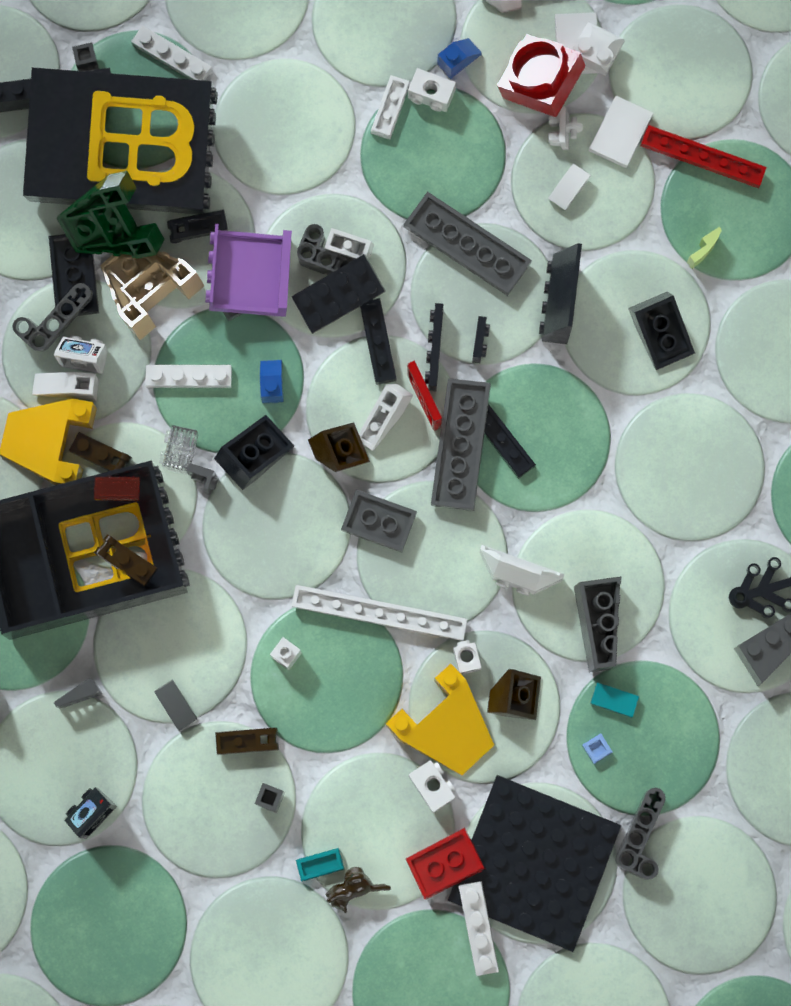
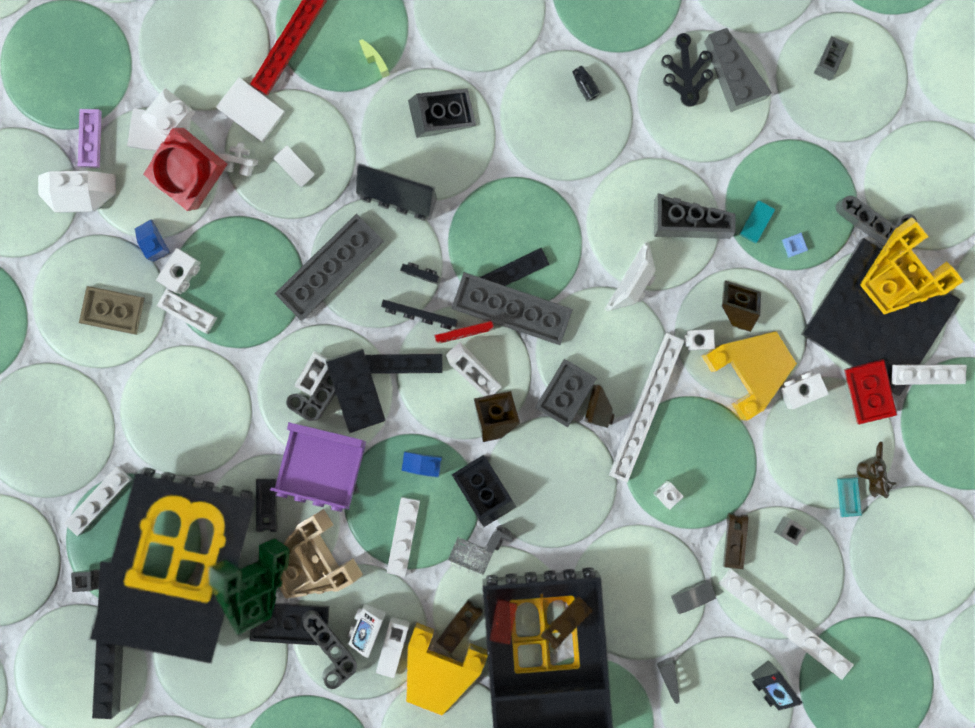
camera: 80 degrees left, 10 degrees up
(161, 818) = (786, 624): none -> white plate
(368, 558) = (599, 408): none -> dark brown slope
(376, 31) = (111, 310): none -> dark tan tile
(583, 872) = (900, 277): none -> yellow wedge
(728, 479) = (582, 79): none -> black hinge

